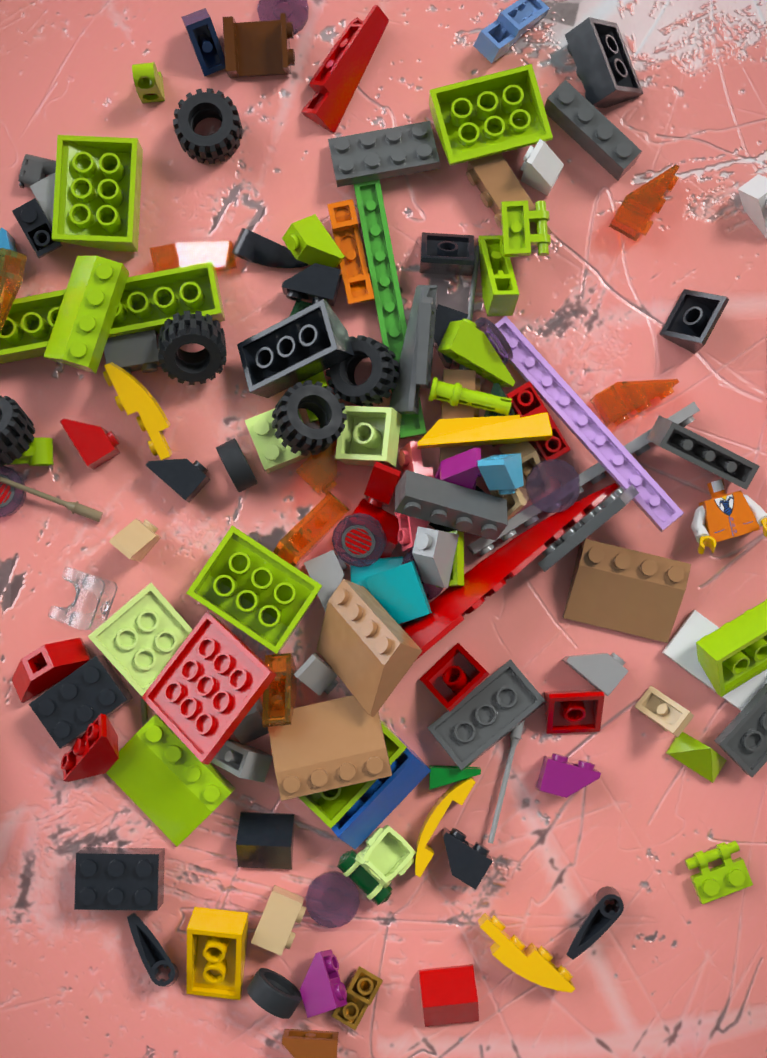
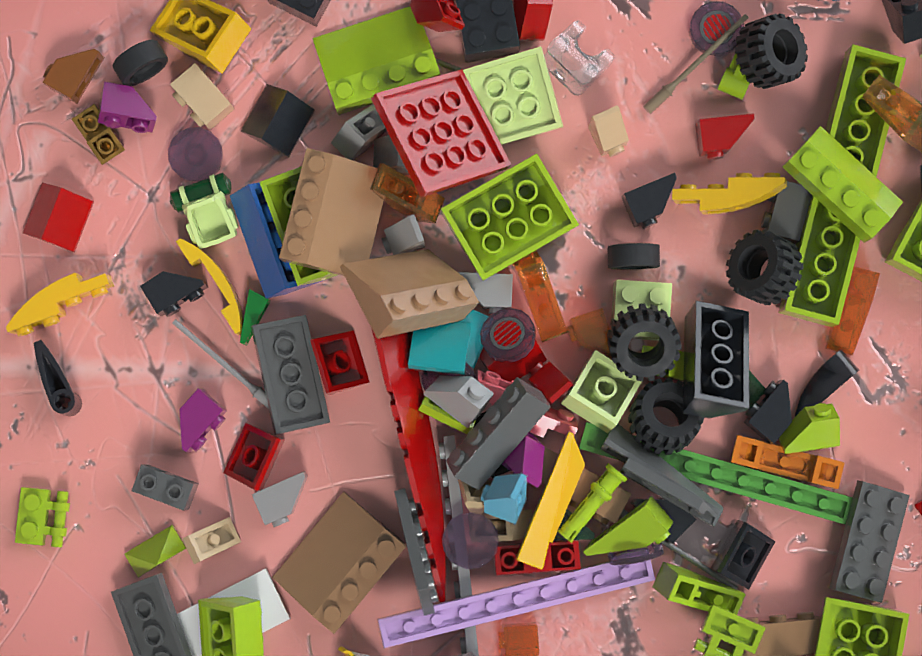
camera: 115 degrees right, 0 degrees up
(639, 776) = (165, 487): none -> dark grey brick

